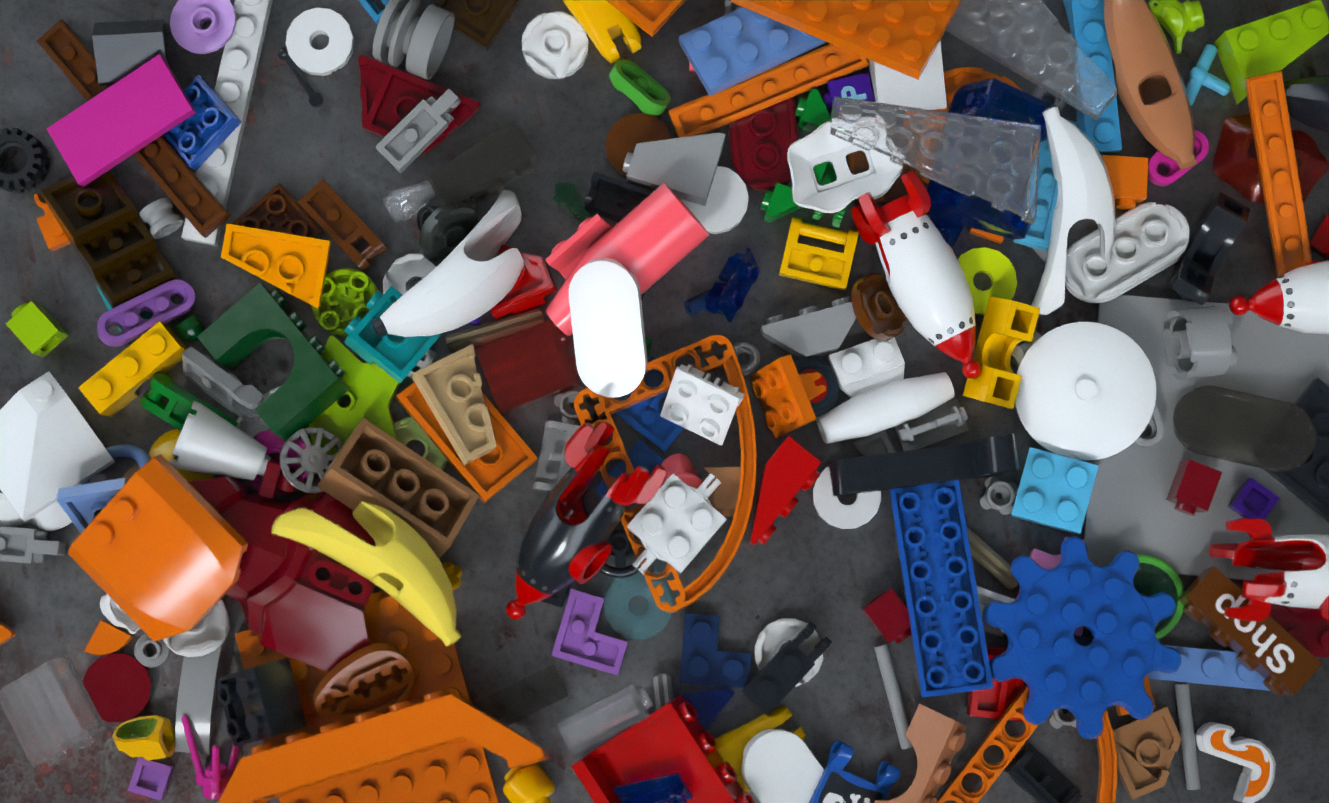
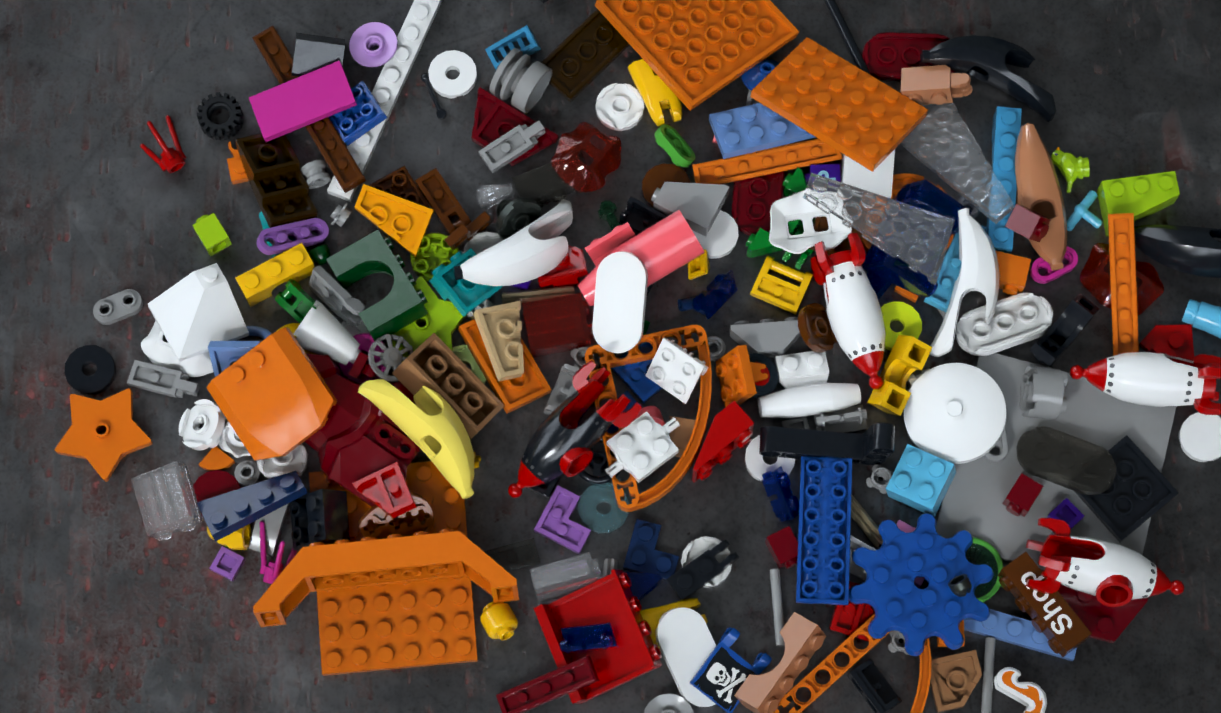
camera: 10 degrees right, 10 degrees down
(73, 615) = (209, 435): none -> white plate
(152, 704) = (245, 505): none -> dark blue wing
(206, 268) = (340, 214): none -> light grey plate
(343, 653) = (387, 490): none -> red wing
(377, 265) = (462, 233): none -> reddish brown tile
(511, 152) = (575, 172): none -> clear red piece
(705, 252) = (699, 266): none -> yellow slope
(880, 557) = (778, 483): none -> clear blue hinge
(1139, 634) = (960, 585): none -> pearl dark grey hinge
(1141, 112) = (1028, 223): none -> brick

